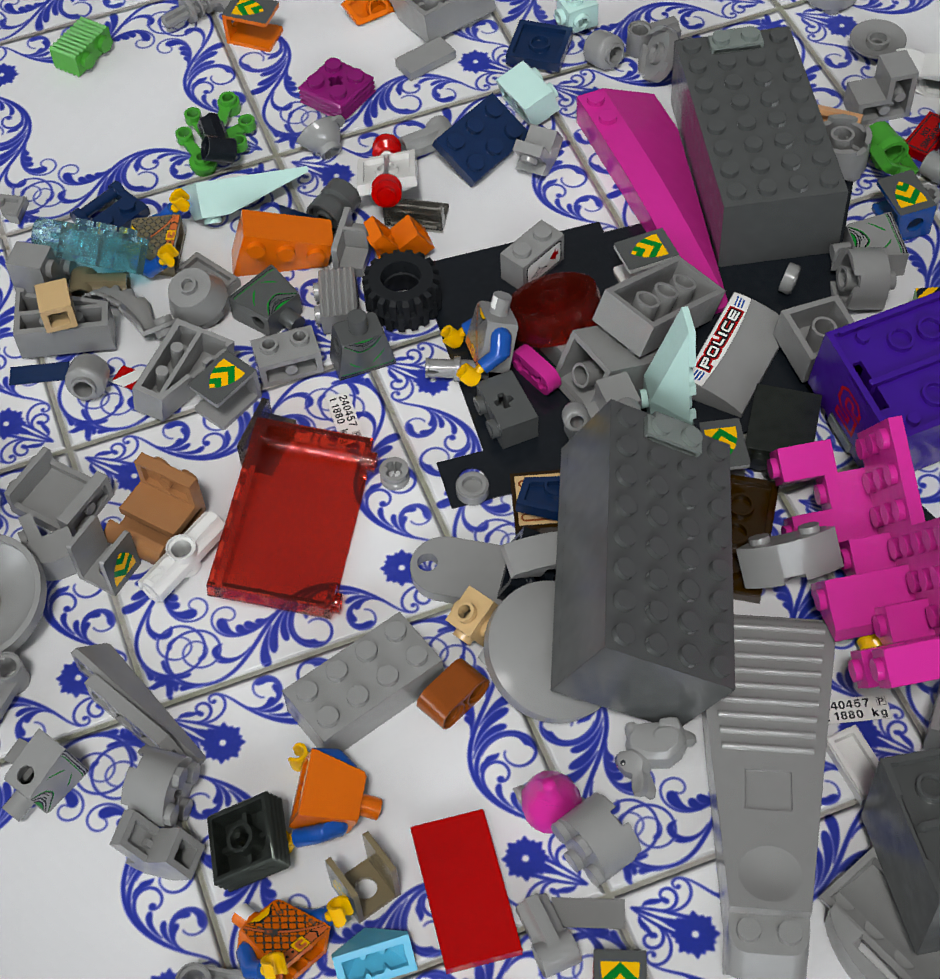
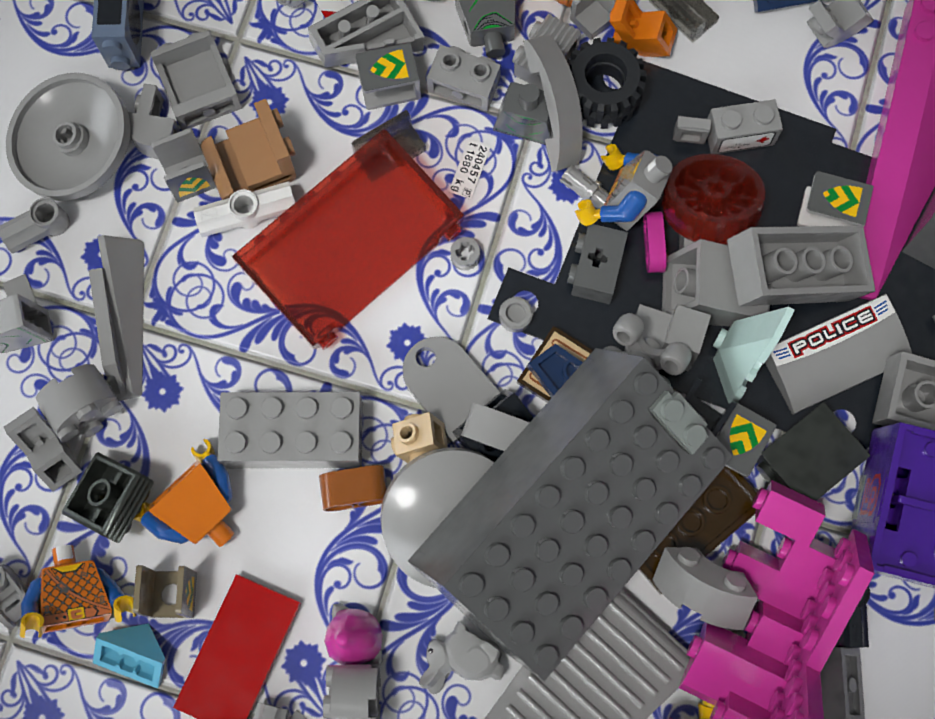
camera: 35 degrees right, 20 degrees up
(382, 310) = (561, 101): none -> light grey slope
(495, 279) = (691, 130): none -> light grey tile

